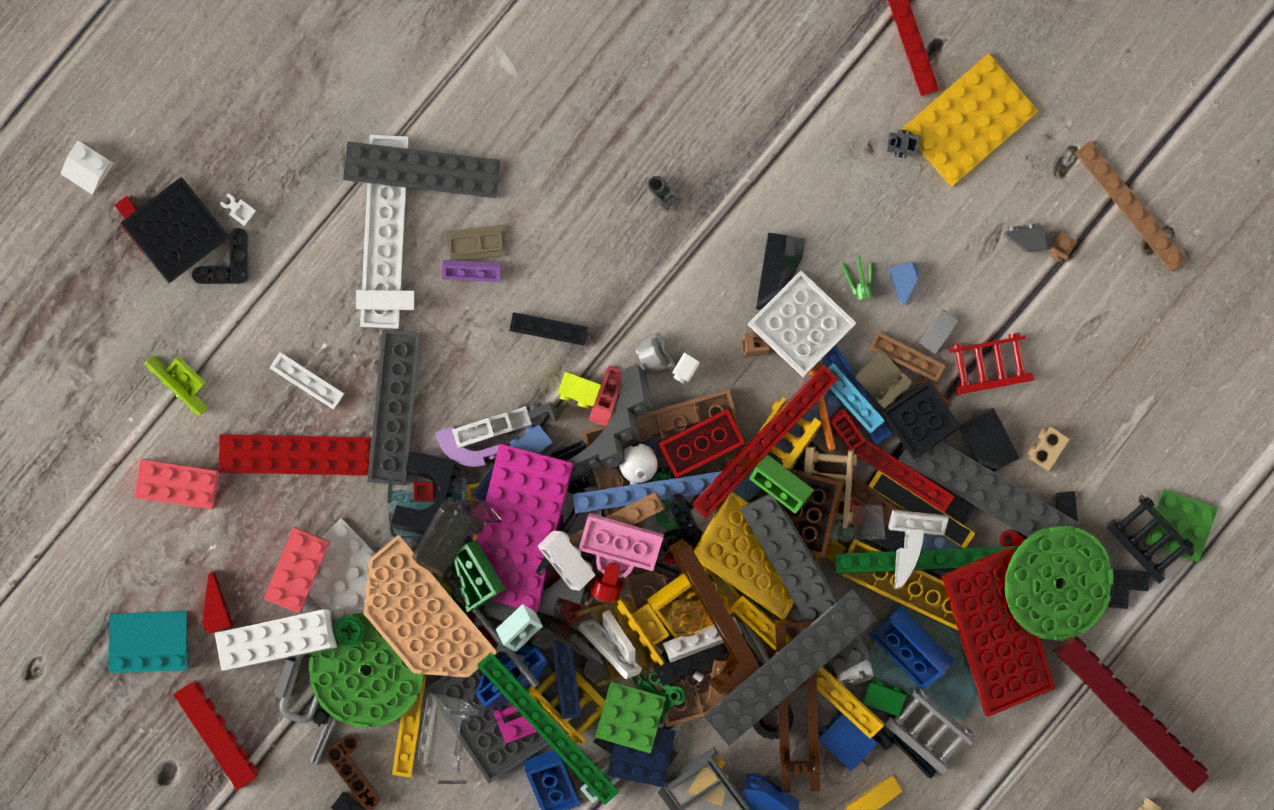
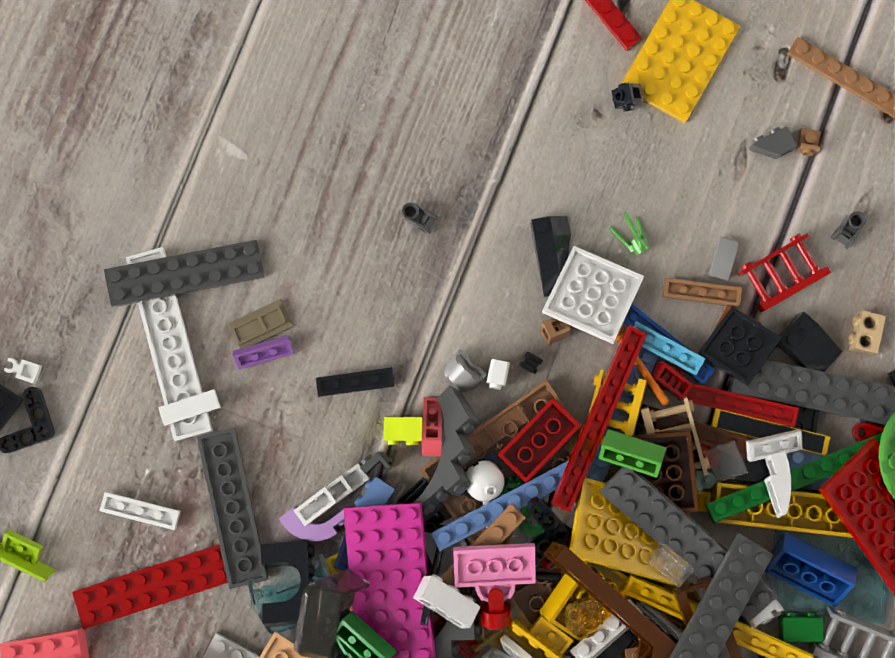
camera: 15 degrees left, 5 degrees down
(423, 491) = (286, 579): red plate -> none
(721, 367) = (531, 362): none -> black wheel
(782, 597) = (671, 564): none -> clear slope
(883, 380) = (689, 321): dark tan bracket -> none
(904, 279) = (673, 222): medium blue slope -> none
(1067, 346) = (847, 232): none -> dark grey piece

